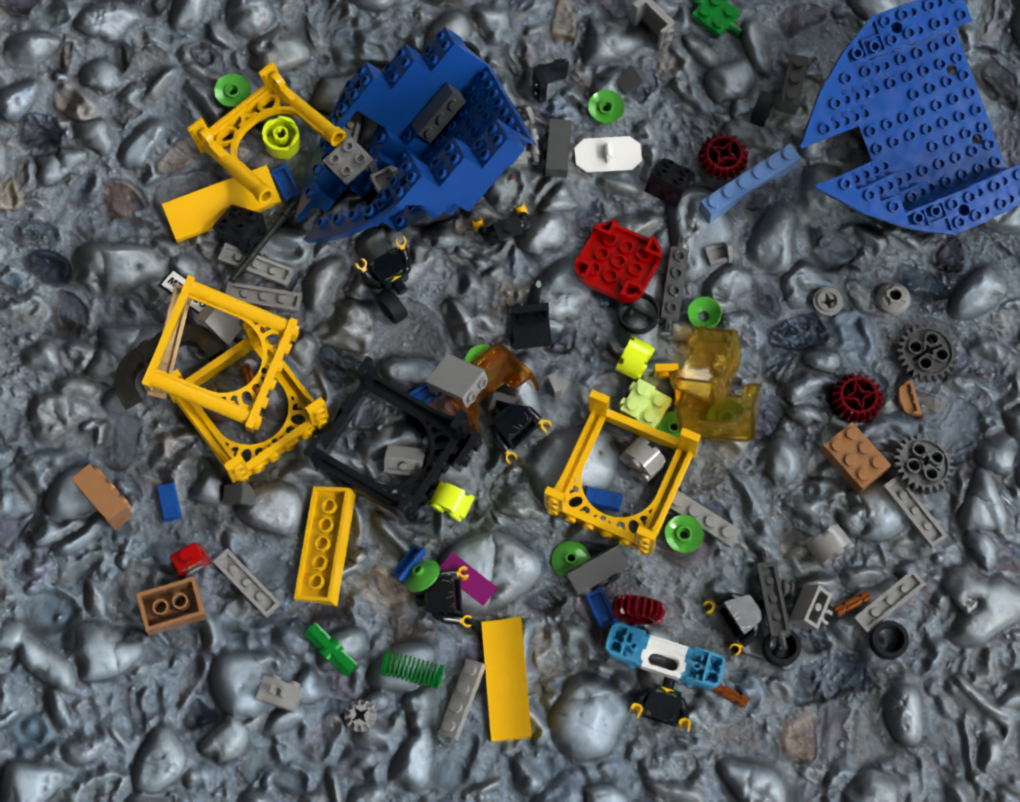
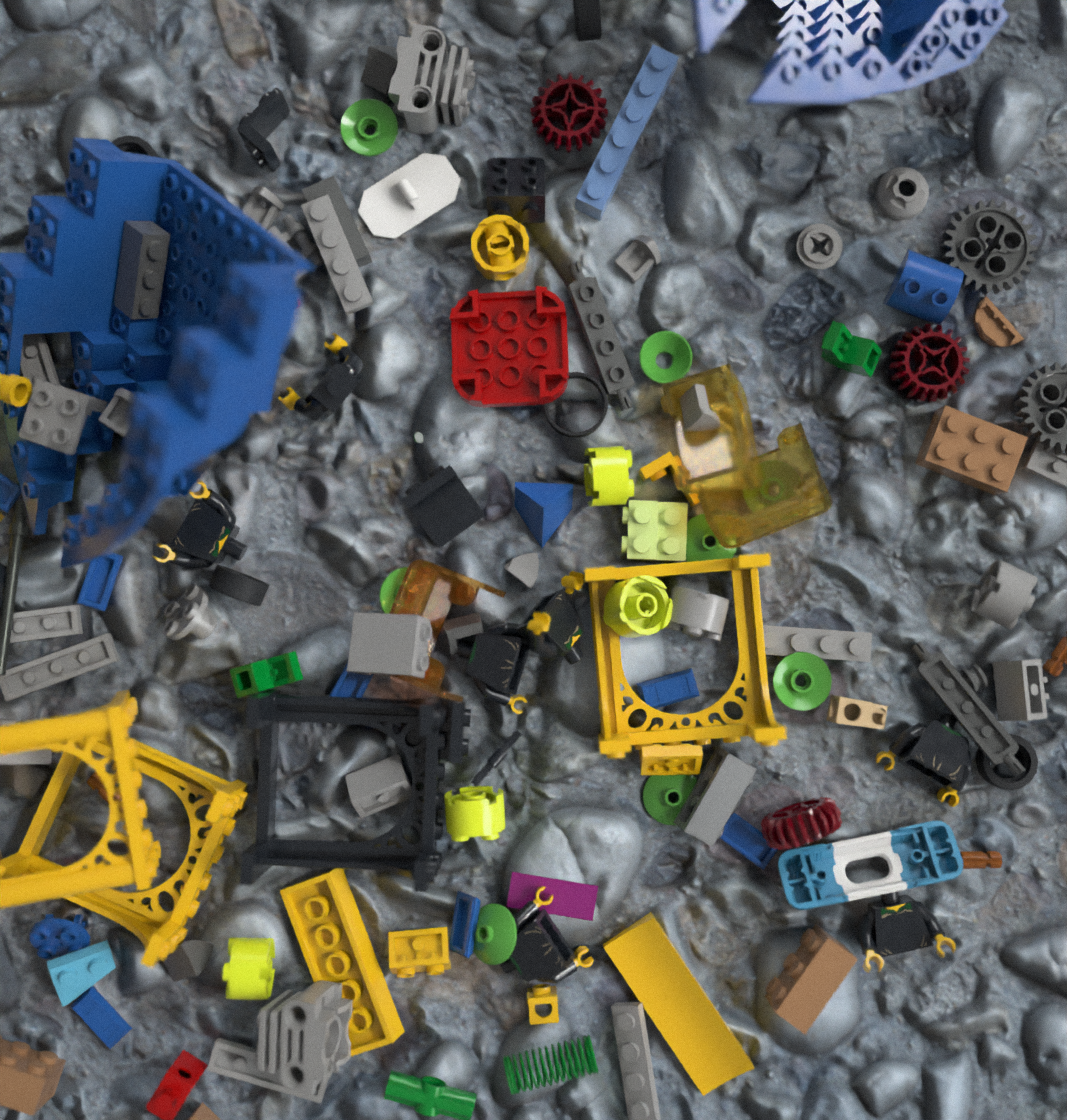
camera: 30 degrees left, 15 degrees up
(175, 466) = (80, 970): none -> medium azure wing
(178, 435) = (59, 936): none -> blue plate
(273, 515) = (250, 968): none -> neon yellow brick
(284, 567) = (305, 1035): none -> light grey piece
(314, 263) = (100, 581): none -> blue tile
(354, 308) = (189, 615): none -> light grey plate
(372, 565) = (419, 952): none -> yellow bracket
(384, 363) = (266, 674): none -> green brick
(427, 627) = (542, 995): none -> yellow bracket
(480, 477) = (496, 758): none -> black piece
(550, 161) = (337, 254): none -> light grey plate
(558, 421) = (554, 623): none -> black torso
(581, 533) = (670, 760): none -> yellow bracket
(588, 358) = (543, 507): none -> blue slope
(593, 700) = (809, 978): none -> medium nougat brick
(610, 436) = (637, 607): none -> neon yellow brick
(643, 206) = (500, 248): none -> yellow brick
(654, 100) = (430, 81): none -> light grey piece
(705, 353) = (696, 410): none -> light grey tile
(707, 570) = (856, 712): none -> tan leg
(813, 366) = (849, 351): none -> green brick
(875, 353) = (924, 287): none -> blue brick

